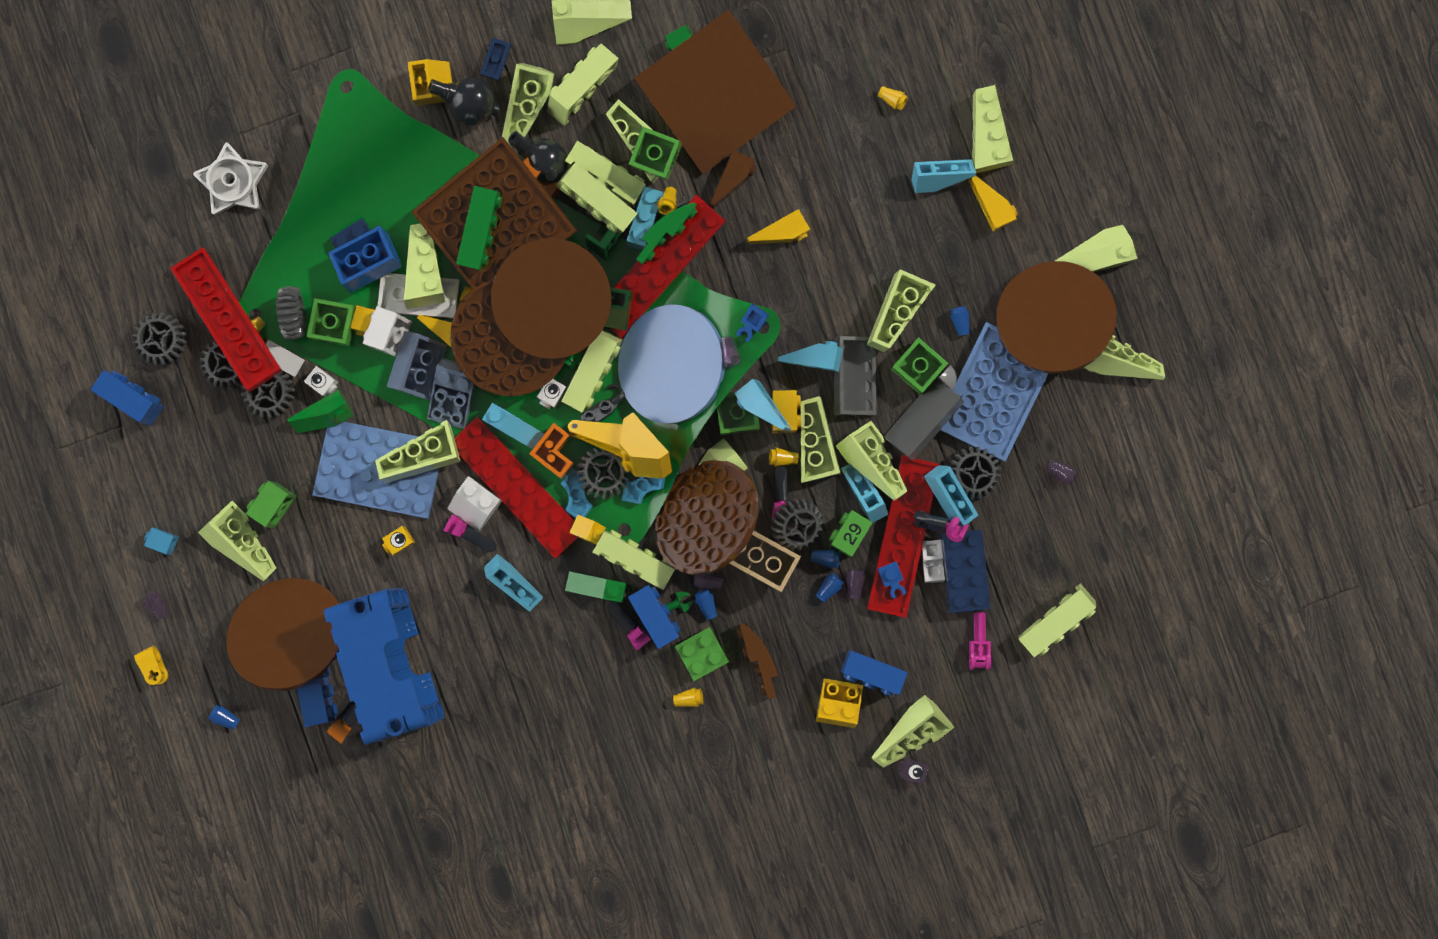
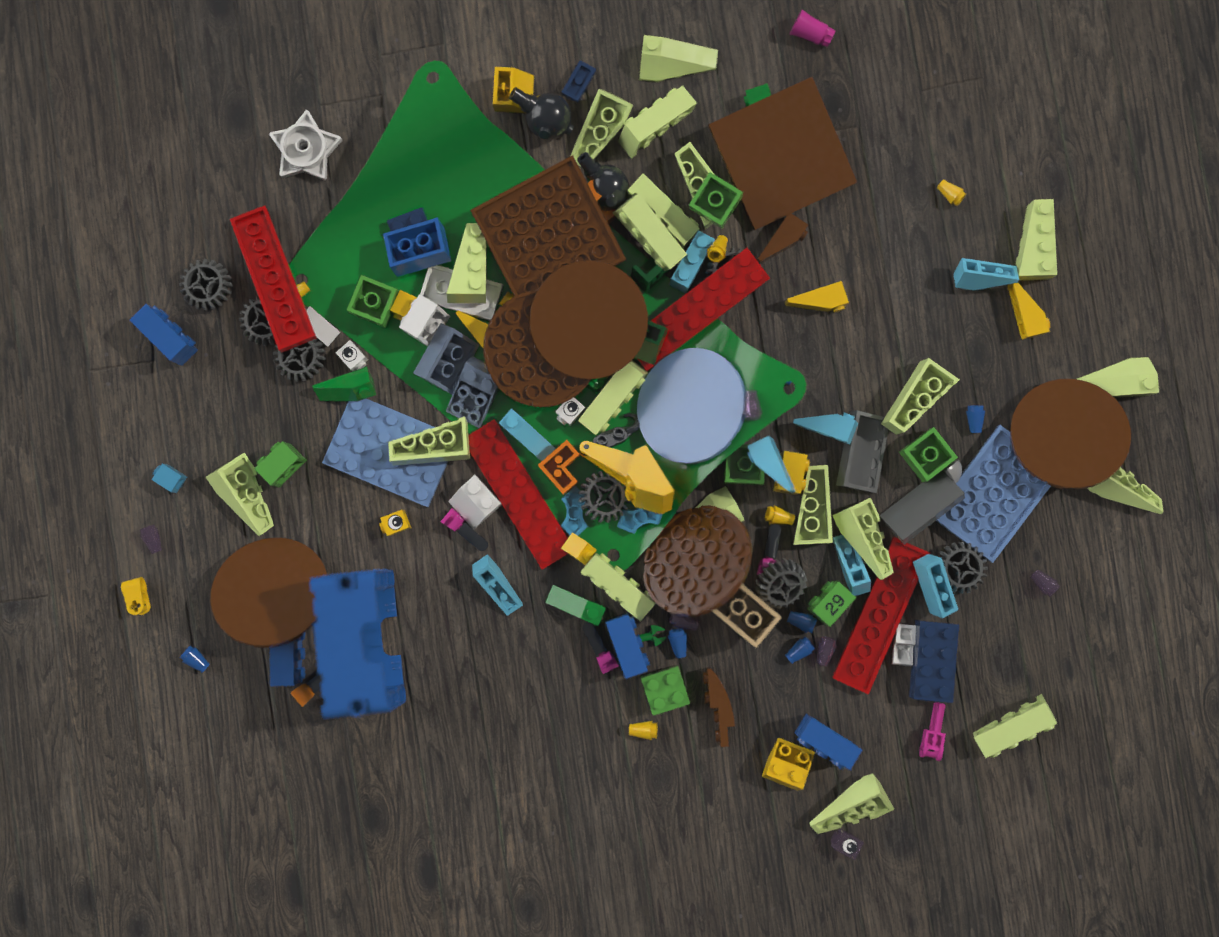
camera: 10 degrees right, 0 degrees up
(291, 312) = (336, 284): dark grey gear -> none
(479, 227) = (532, 238): green brick -> none
(671, 224) = (717, 270): green slope -> none
(754, 320) = (782, 379): blue plate -> none
(891, 576) = (862, 652): blue plate -> none
(940, 524) = (920, 612): piece -> none

